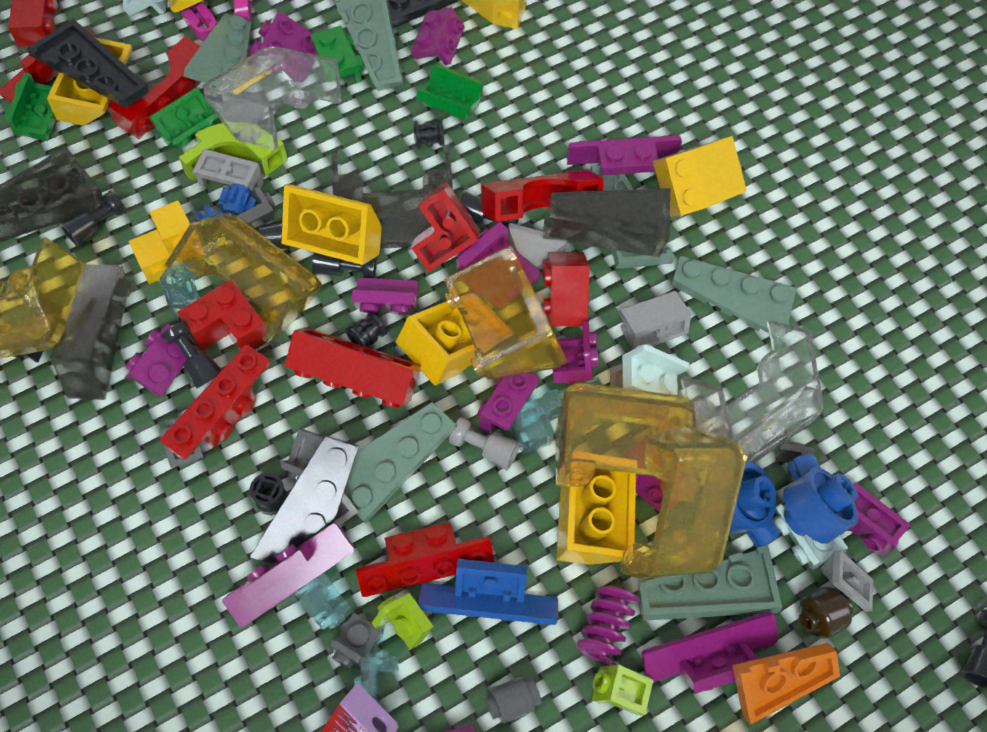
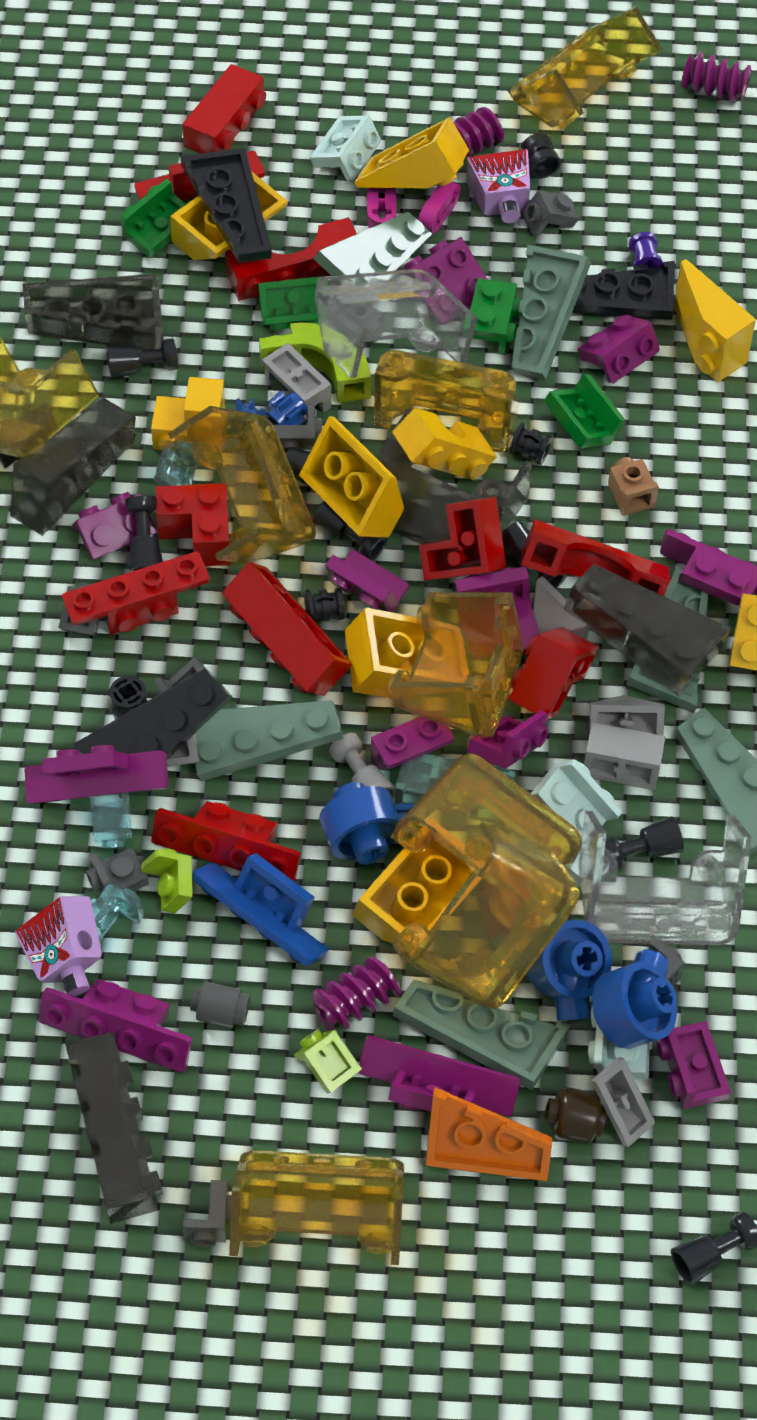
camera: 35 degrees right, 5 degrees down
(347, 120) = (446, 386): none -> clear yellow windscreen
(375, 165) = (455, 451): none -> yellow arch
(518, 127) = (632, 486): none -> medium nougat brick
(520, 483) = (361, 822): none -> blue piece
(635, 289) = (629, 714): none -> light grey slope
(724, 366) = (655, 840): none -> black piece

